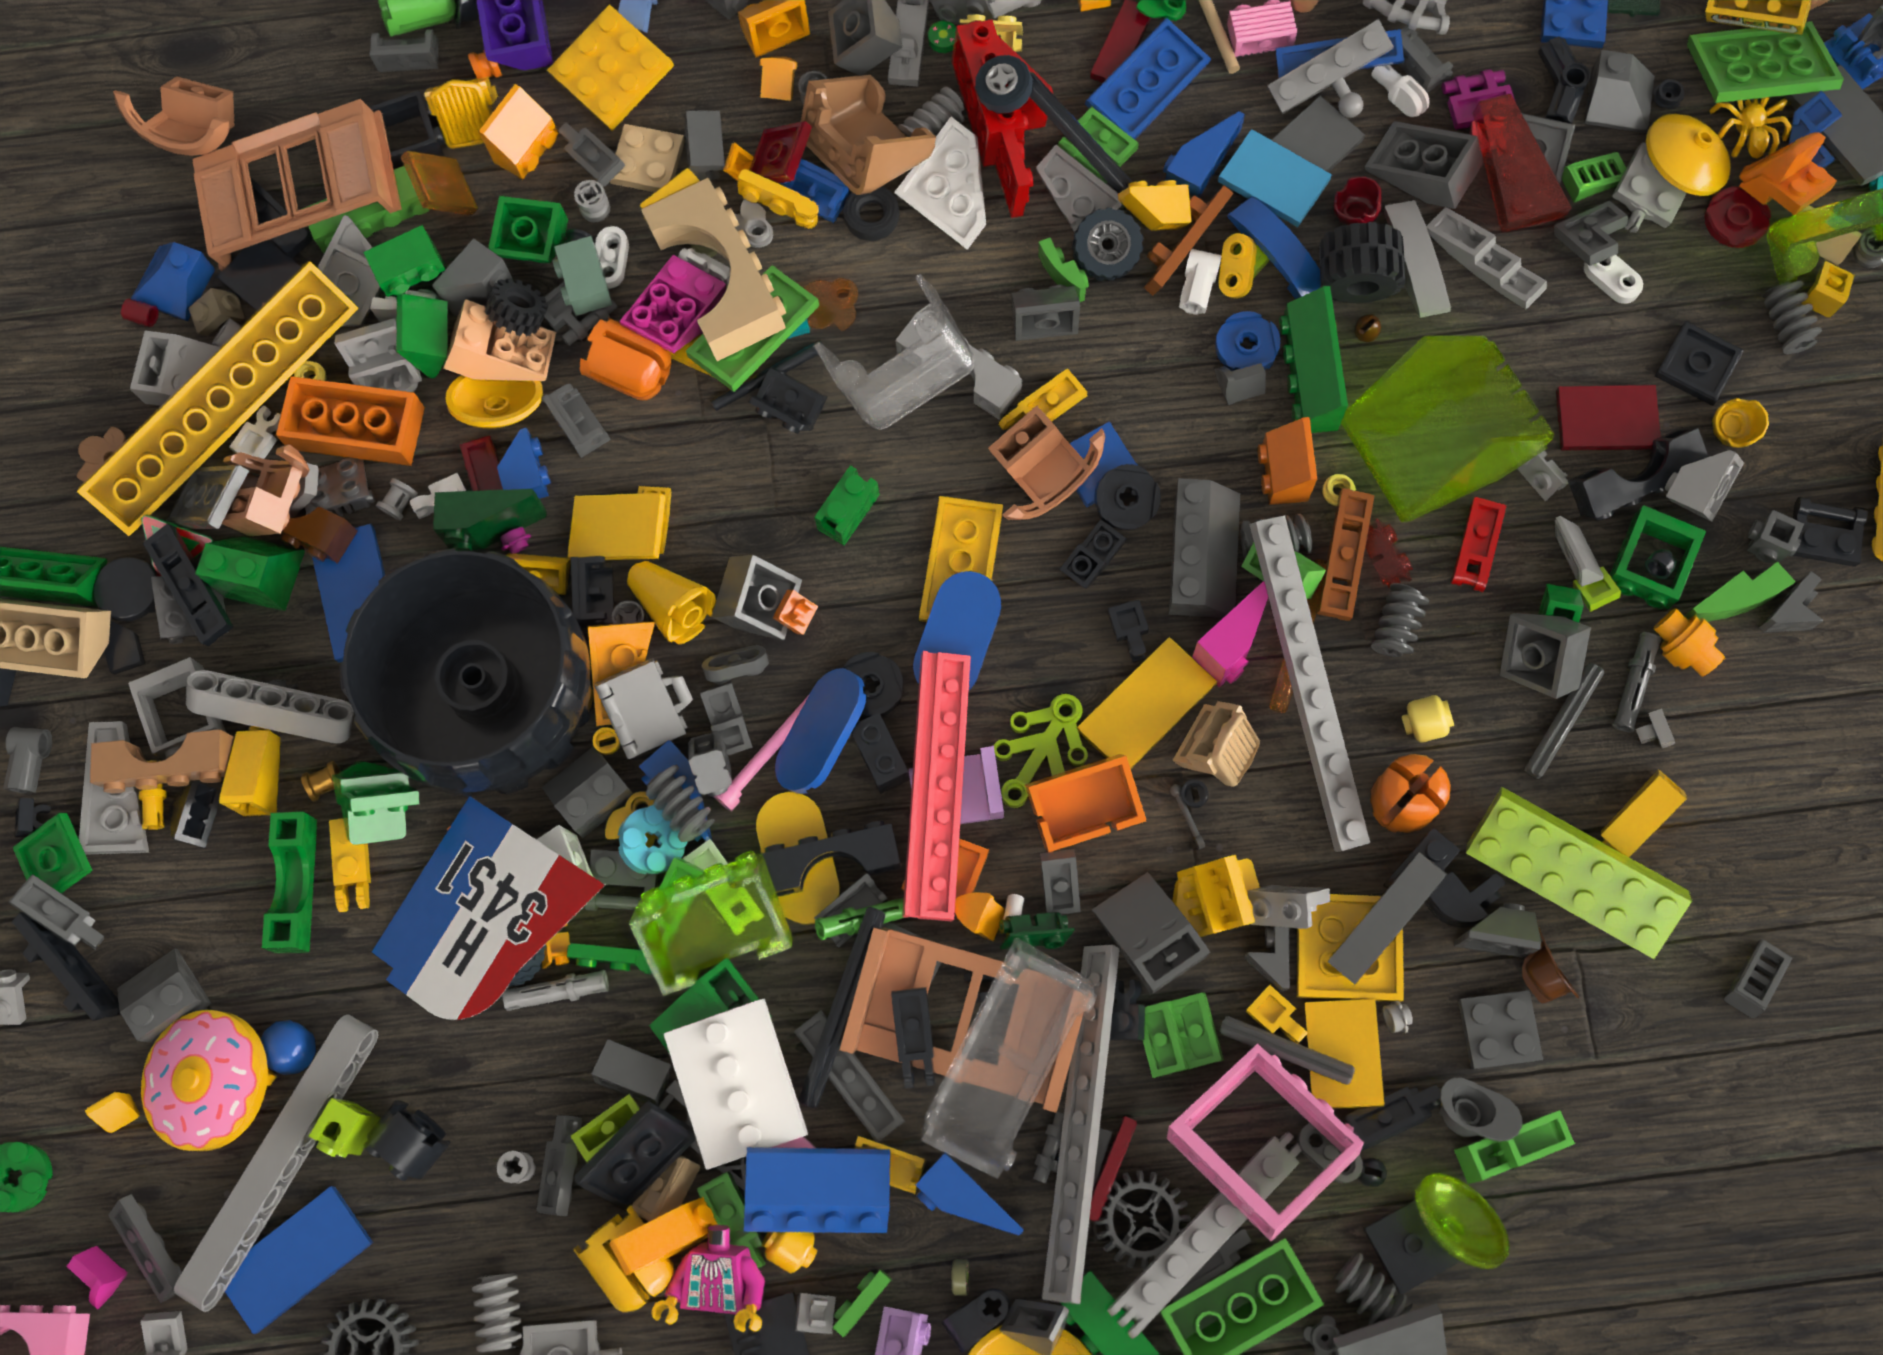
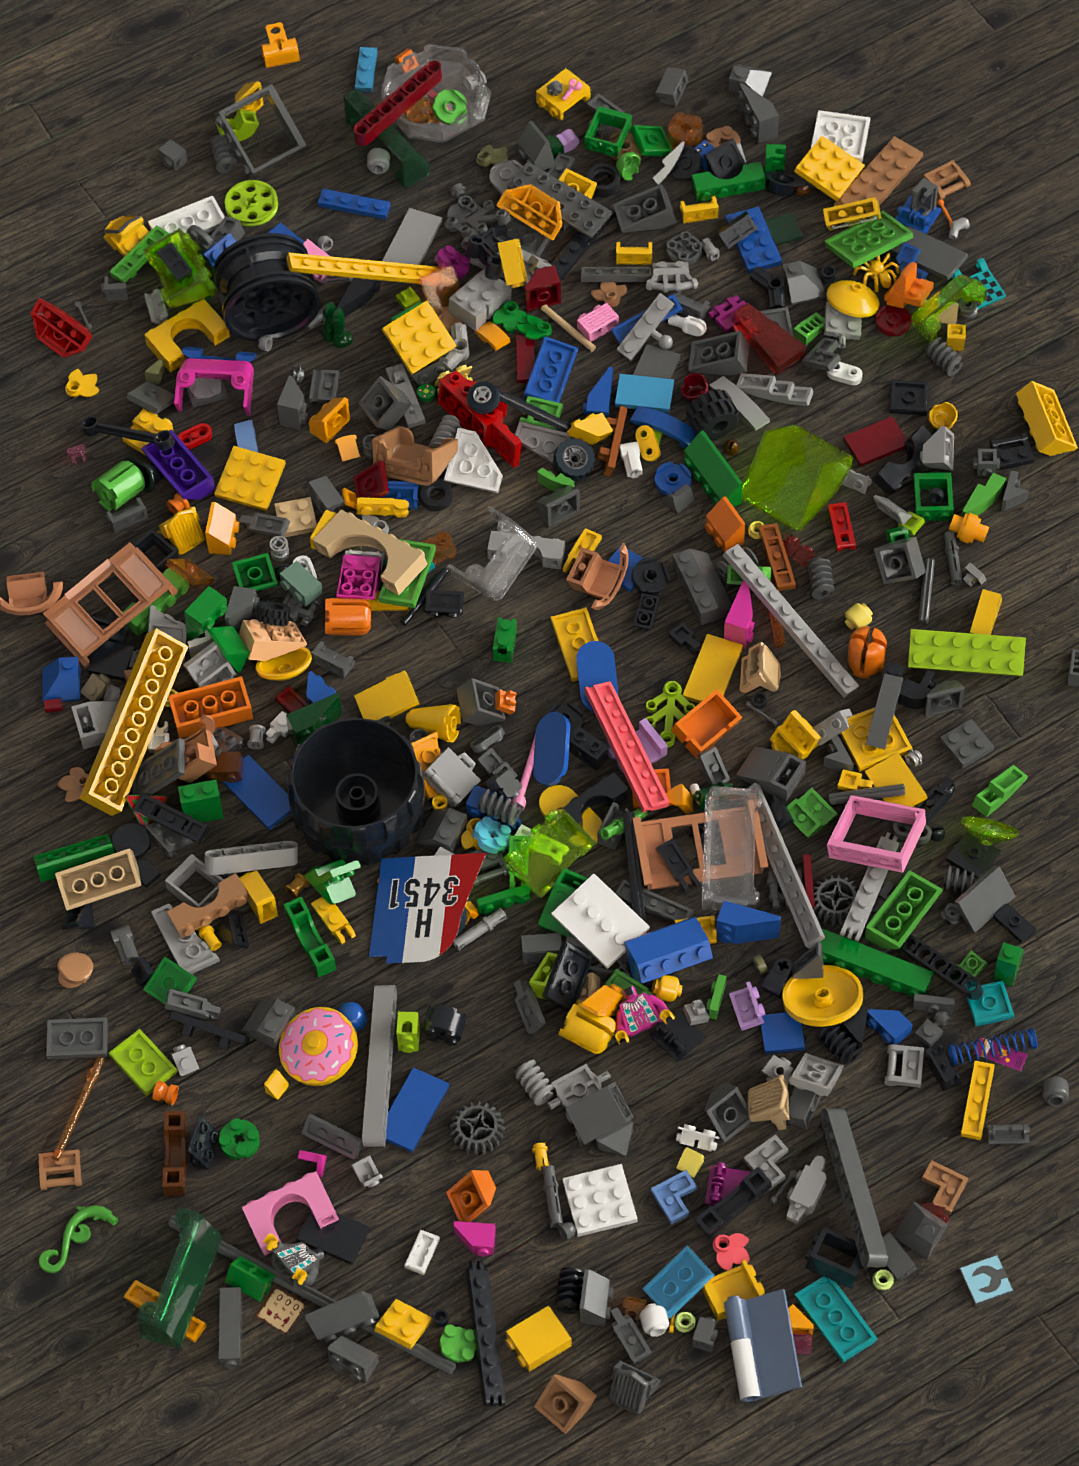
camera: 30 degrees left, 15 degrees down
(507, 1173) = (510, 1012): light grey bush -> none
(1478, 1111) = (972, 781): dark grey piece -> none
(1544, 975) = (975, 706): reddish brown piece -> none

